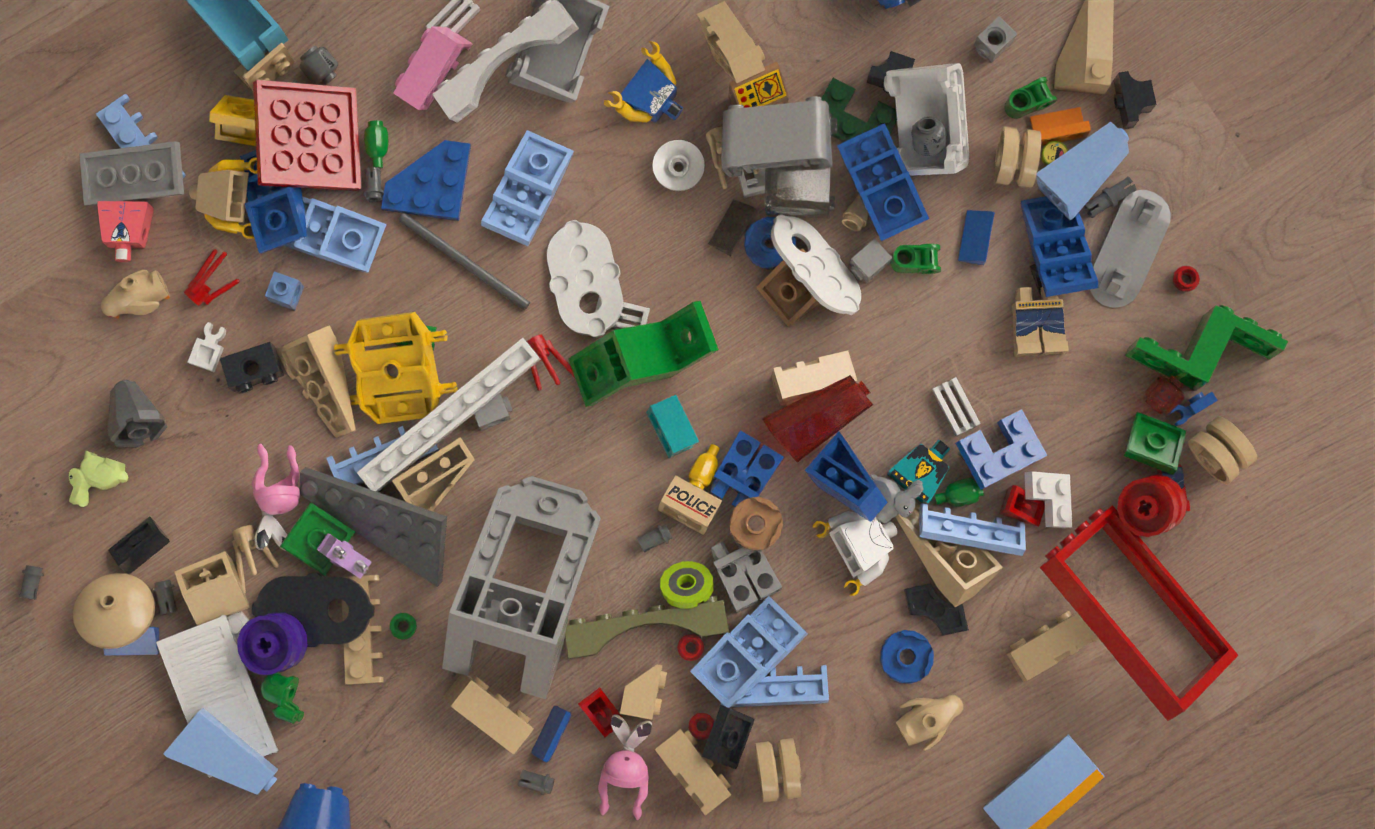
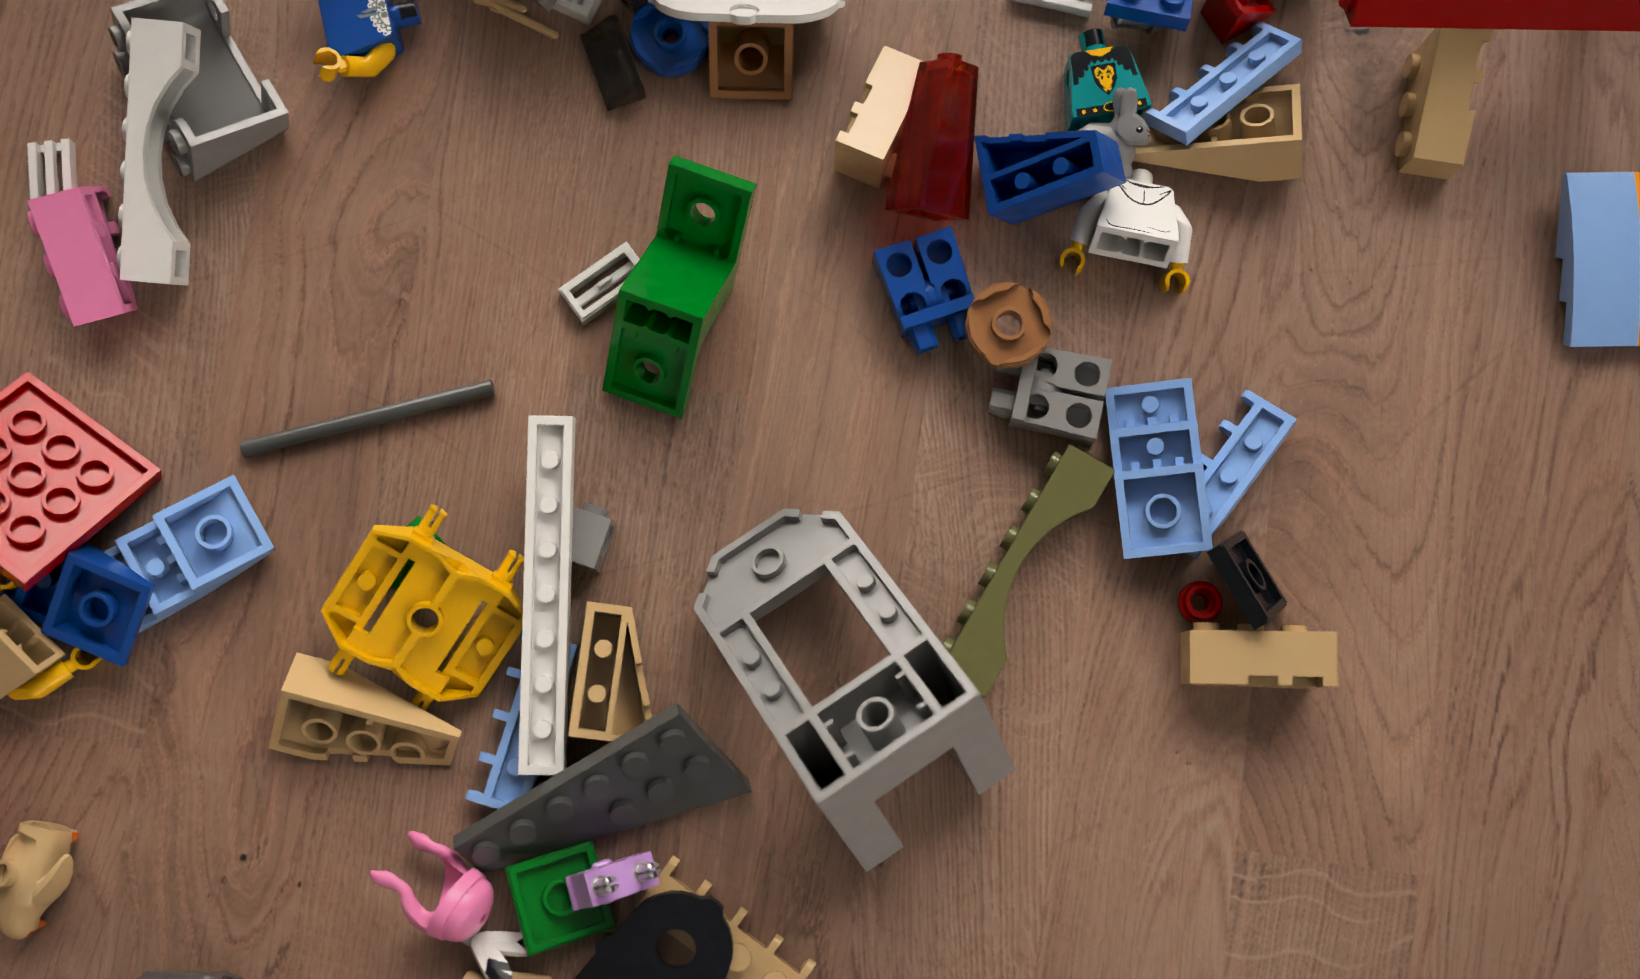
camera: 50 degrees left, 0 degrees up
(198, 290) = (102, 787): red plant -> none
(207, 352) = (193, 841): white plate -> none
(236, 367) = (243, 816): black brick -> none
(284, 291) = (202, 675): medium blue brick -> none
(373, 185) = (177, 456): dark grey pin -> none
(376, 142) = (119, 402): green plant -> none
(394, 626) = (761, 891): green plate -> none
(431, 184) = (234, 379): blue plate -> none
(489, 712) = (970, 858): tan wedge -> none
(527, 188) = (346, 266): light blue slope -> none
(536, 782) = (1106, 868): dark grey pin -> none
(542, 349) = (567, 406): red plant -> none
(551, 733) = (1059, 799): blue slope -> none
(583, 264) = (499, 279): white piece -> none
(600, 711) = (1082, 711): red slope -> none
(626, 767) = (1184, 739): bright pink hair -> none
(641, 694) = (1108, 640): tan slope -> none
(654, 538) = (917, 467): dark grey pin -> none
(672, 426) = (796, 332): teal hinge -> none
(680, 153) = (473, 47): white dish -> none
(686, 572) = (1000, 456): lime tile -> none
(689, 505) = (913, 391): tan panel -> none
(690, 638) = (1102, 531): red plate -> none
(704, 468) = (882, 338): yellow plant -> none
(779, 769) = (1340, 549): tan wheel -> none
(922, 653) = (1297, 307): blue tile -> none
(925, 602) = (1263, 211): black tile -> none
(928, 719) = (1414, 322): tan animal -> none
(960, 493) = (1165, 61): green plant -> none

